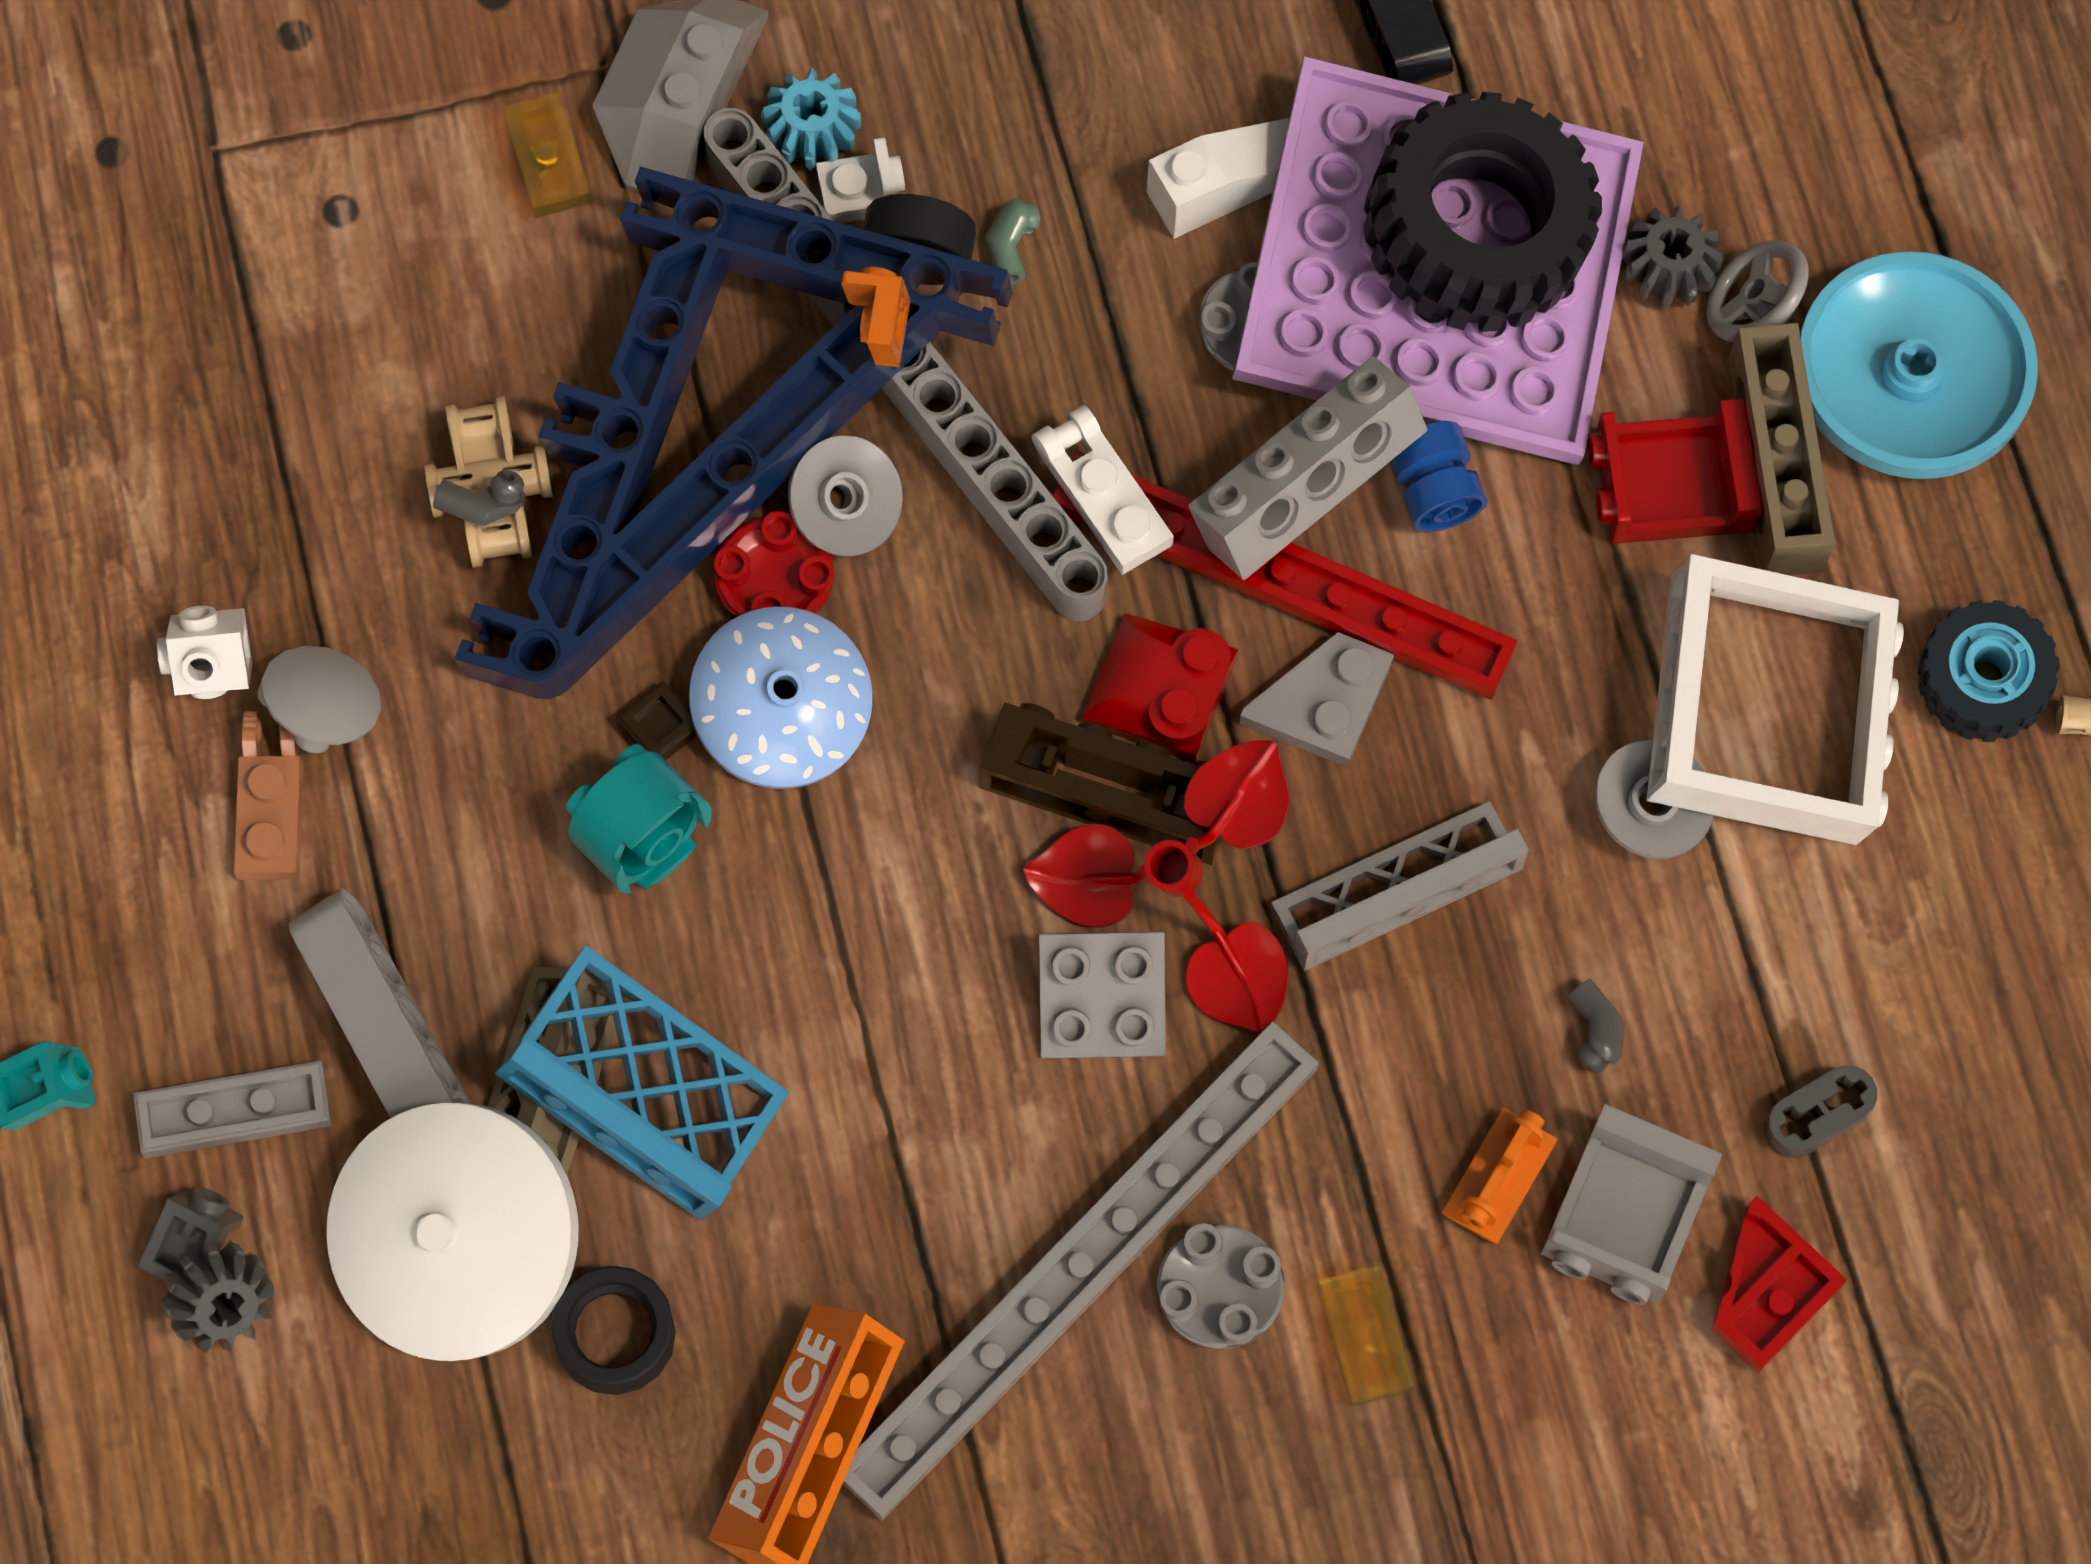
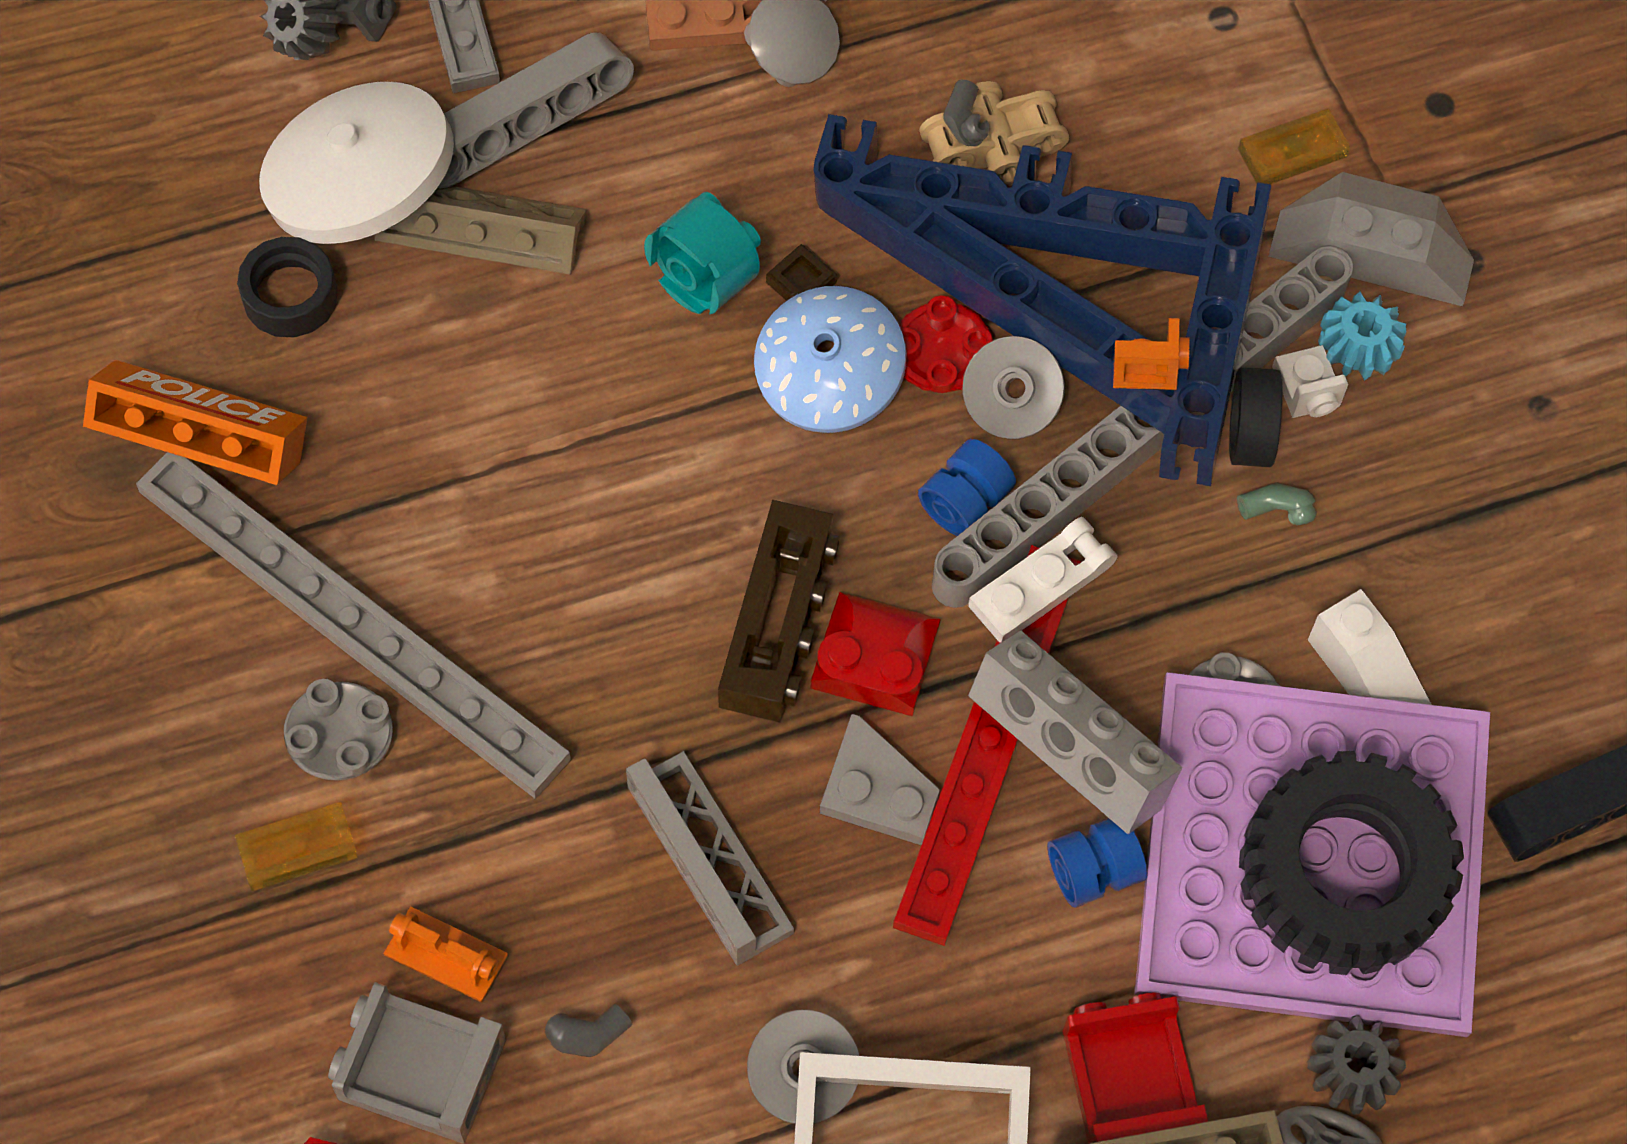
camera: 85 degrees right, 5 degrees down
(626, 1132) = (442, 259): dark azure fence -> none
(965, 552) = (973, 481): none -> blue wheel
(1090, 875) = (694, 603): red plant -> none
(1102, 994) = (588, 620): light grey hinge -> none

